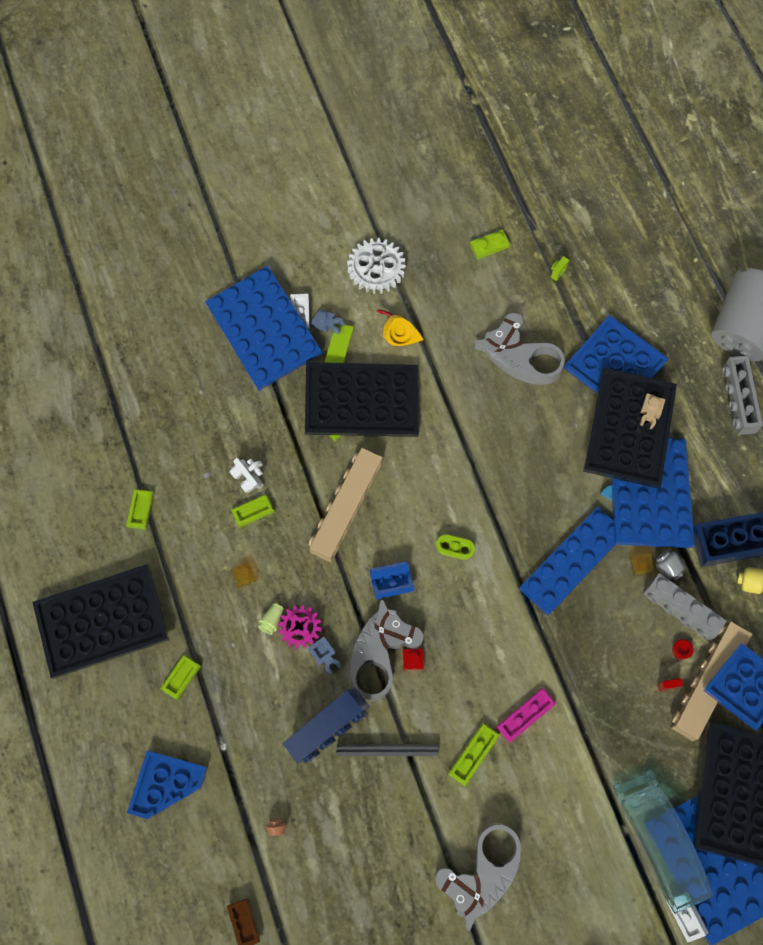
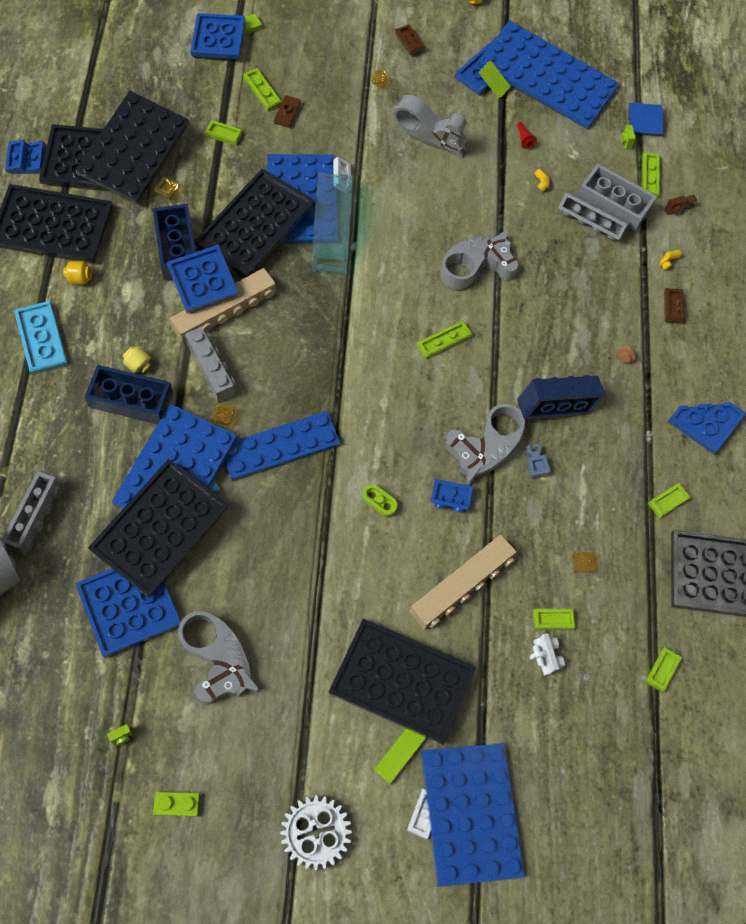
camera: 160 degrees left, 5 degrees down
(270, 620) = (573, 511): yellowish green cone -> none
(294, 632) = (546, 499): dark pink gear -> none
(325, 320) = (401, 789): sand blue plate -> none
(387, 750) = (503, 367): dark grey axle -> none
(399, 331) = (329, 741): yellow piece -> none
(413, 659) = (462, 425): red plate -> none
(526, 715) = (387, 348): dark pink tile -> none
(652, 409) = (129, 531): tan plate -> none
(670, 565) = (199, 401): light grey head -> none
(670, 684) = (259, 316): red tile -> none
(682, 649) = (230, 339): red tile -> none

